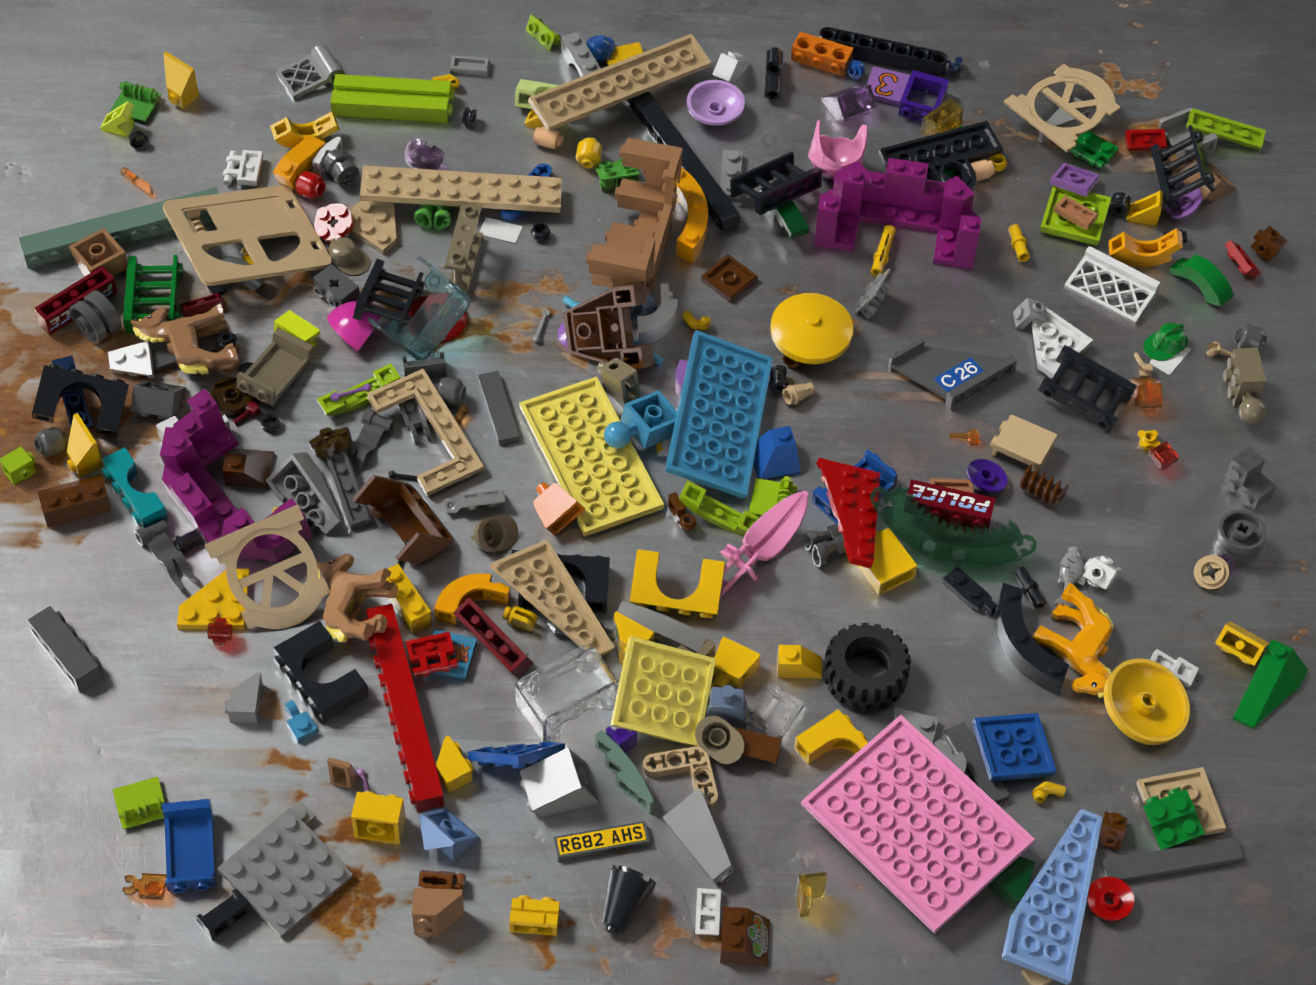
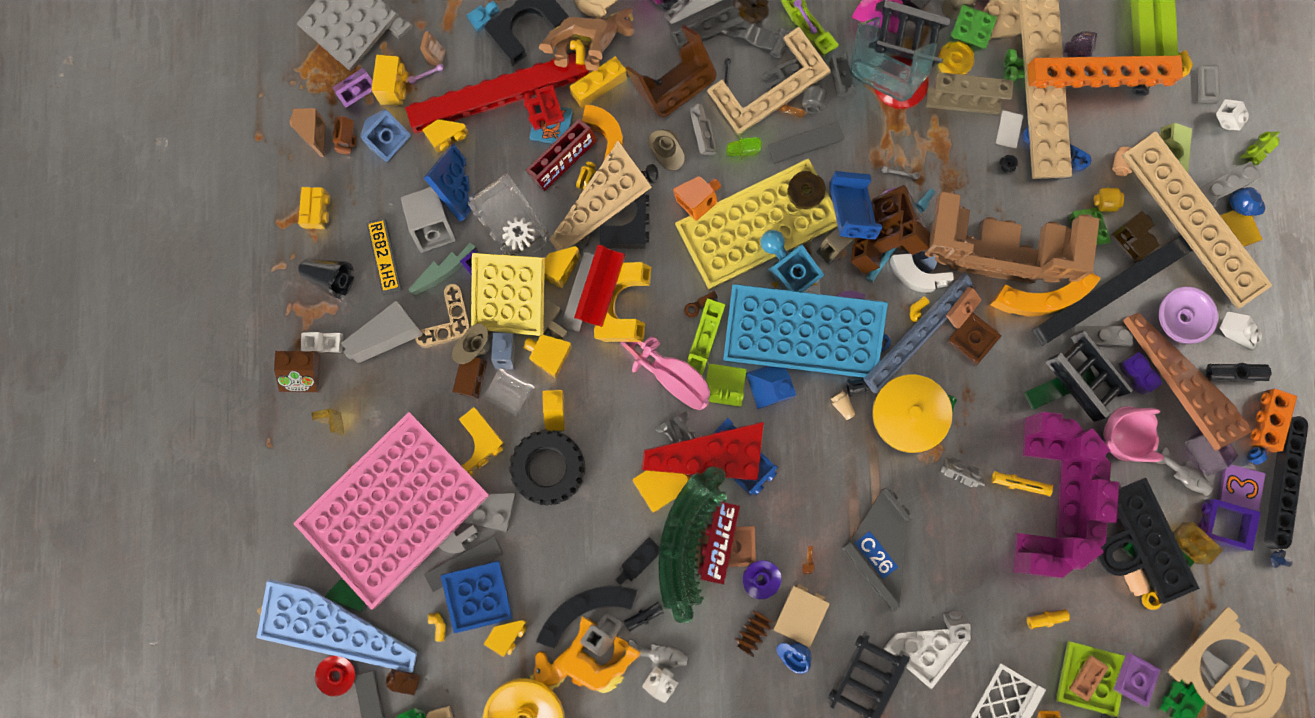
camera: 90 degrees right, 25 degrees up
(366, 606) = (580, 50): none -> yellow arm
(381, 861) = (353, 87): none -> medium lavender brick
(384, 245) = (973, 26): none -> bright green hinge
(410, 267) = (960, 62): none -> yellow tile
(456, 135) = (1169, 67): none -> orange brick
(500, 461) = (744, 147): none -> clear neon green arm
(509, 47) = (1232, 114): none -> white brick
(555, 413) = (811, 181): none -> dark brown plate
(582, 361) = (853, 205): none -> blue panel
(598, 663) = (517, 226): none -> white gear
(625, 126) = (1135, 238): none -> dark brown brick
(659, 598) = (599, 286): none -> red panel
(697, 280) = (963, 307): none -> nougat plate
(724, 318) = (916, 335): none -> sand blue tile
(772, 146) = (1140, 374): none -> dark purple brick
(796, 103) = (1199, 396): none -> nougat wing
(877, 120) = (1189, 474): none -> light grey animal
(1054, 618) = (600, 638): none -> light grey brick
(1057, 720) = (504, 635): none -> yellow slope
(1067, 450) = (795, 656): none -> blue hat

